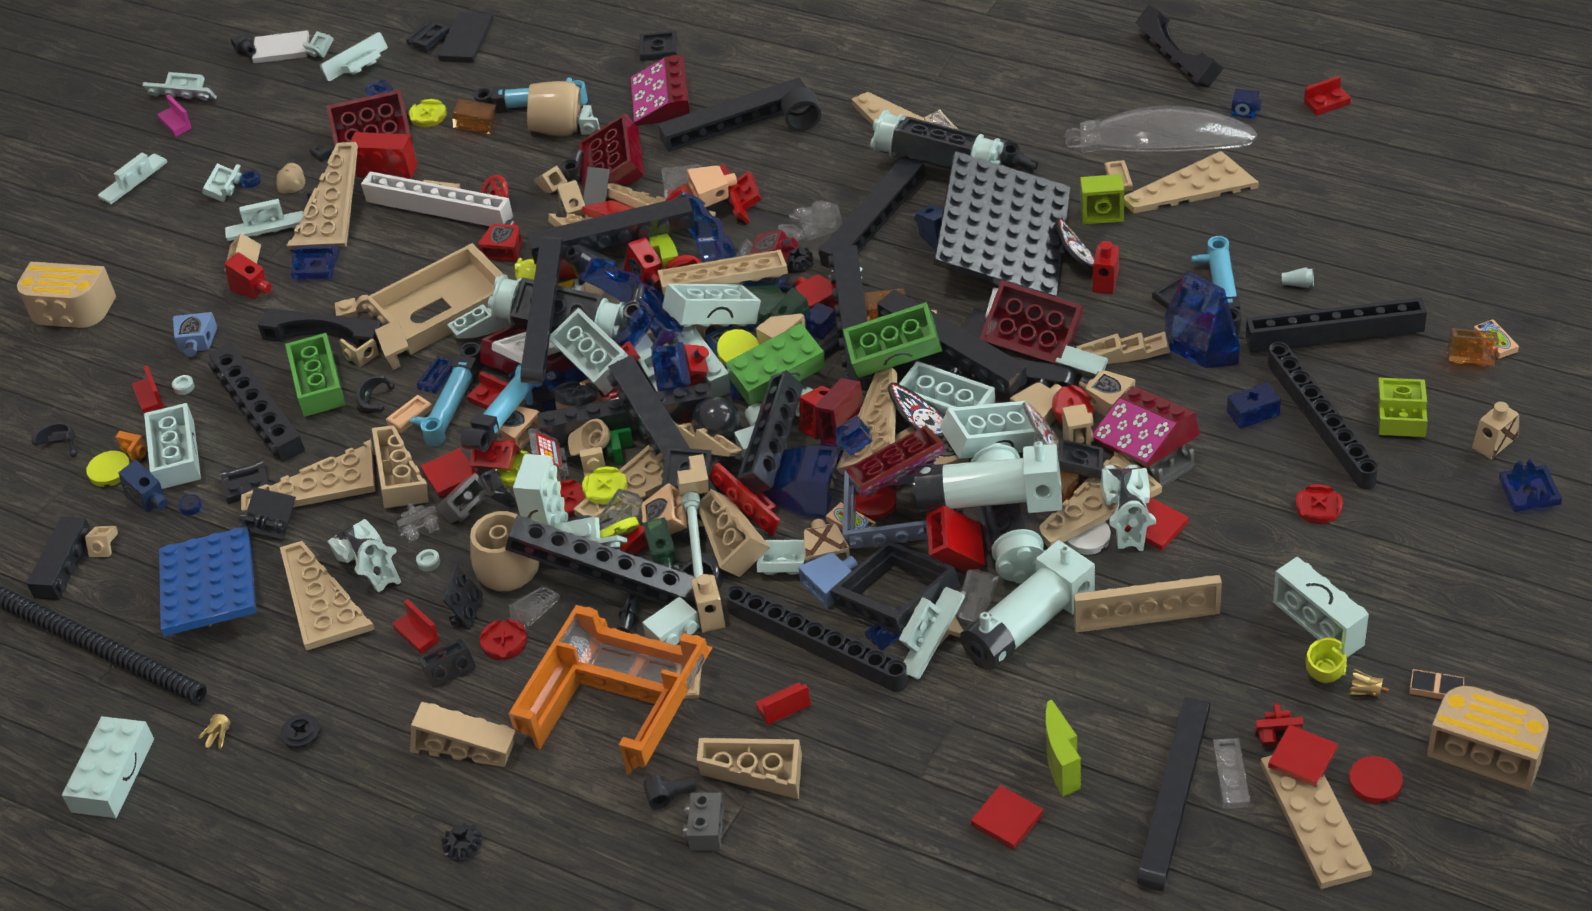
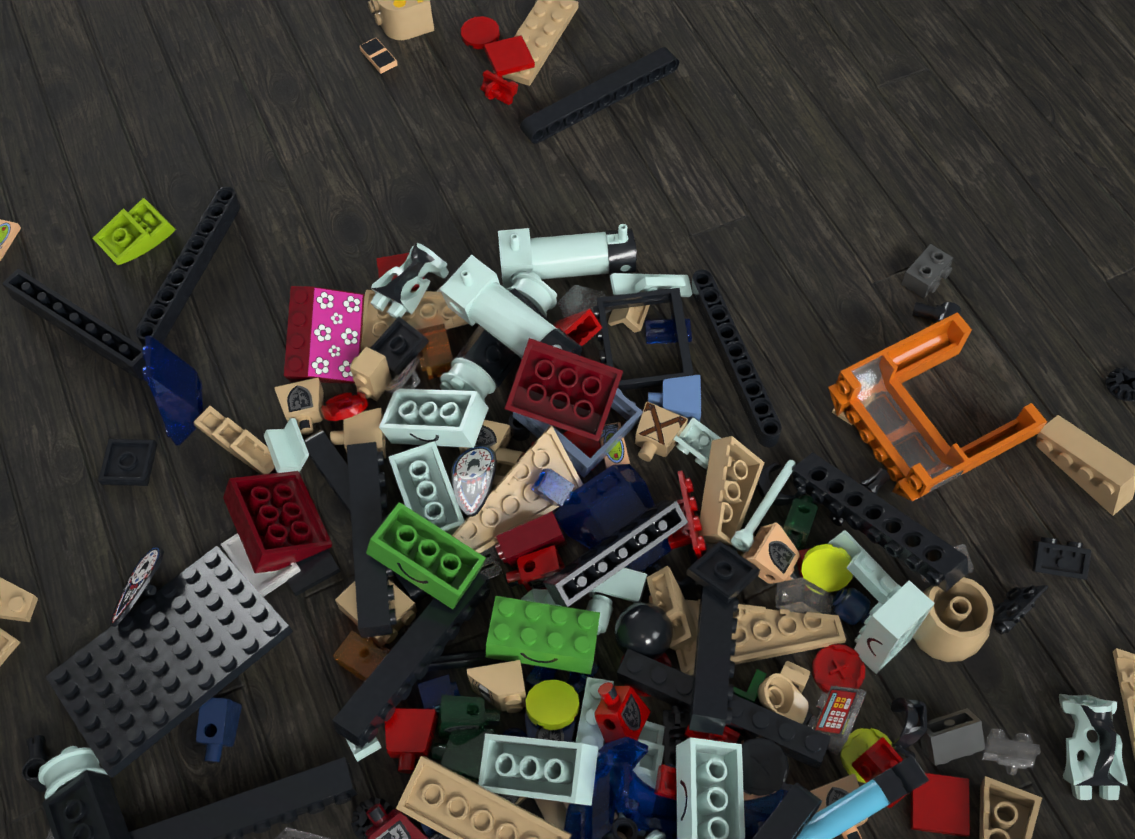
camera: 145 degrees left, 15 degrees up
(416, 628) = (1072, 617): red panel -> none
(428, 560) = (1019, 699): light aqua tile -> none
(503, 639) = (992, 550): red tile -> none
(603, 484) = (800, 640): neon yellow tile -> none
(663, 360) = (650, 724): clear blue piece -> none
(672, 622) = (841, 448): light aqua brick -> none
(695, 478) = (731, 539): tan piece -> none
(705, 594) = (798, 437): tan torso -> none
(754, 763) = (863, 284): tan wedge -> none
(784, 703) = (800, 322): red panel -> none
(1007, 817) = (716, 150): red tile -> none
(1062, 751) = (649, 149): lime slope -> none
(1102, 199) = (50, 614): lime brick -> none
(1108, 258) = (149, 529): red torso -> none
(1147, 603) = (483, 200): tan plate -> none
(1222, 274) = (117, 413): medium azure piece -> none
(1231, 773) = (556, 83): clear plate -> none
(1253, 405) = (221, 309): clear blue brick -> none
(1300, 278) = (31, 397): light aqua cone -> none
(1318, 504) = (282, 210): red tile -> none
(1320, 606) = (385, 125): light aqua brick -> none
(1324, 661) = (428, 98): neon yellow helmet -> none
(1366, 685) = (415, 74): pearl gold piece -> none
(1472, 347) = (29, 232): clear orange brick -> none
(1496, 430) = (114, 162): tan torso -> none
(1537, 478) = (153, 111): clear blue piece -> none

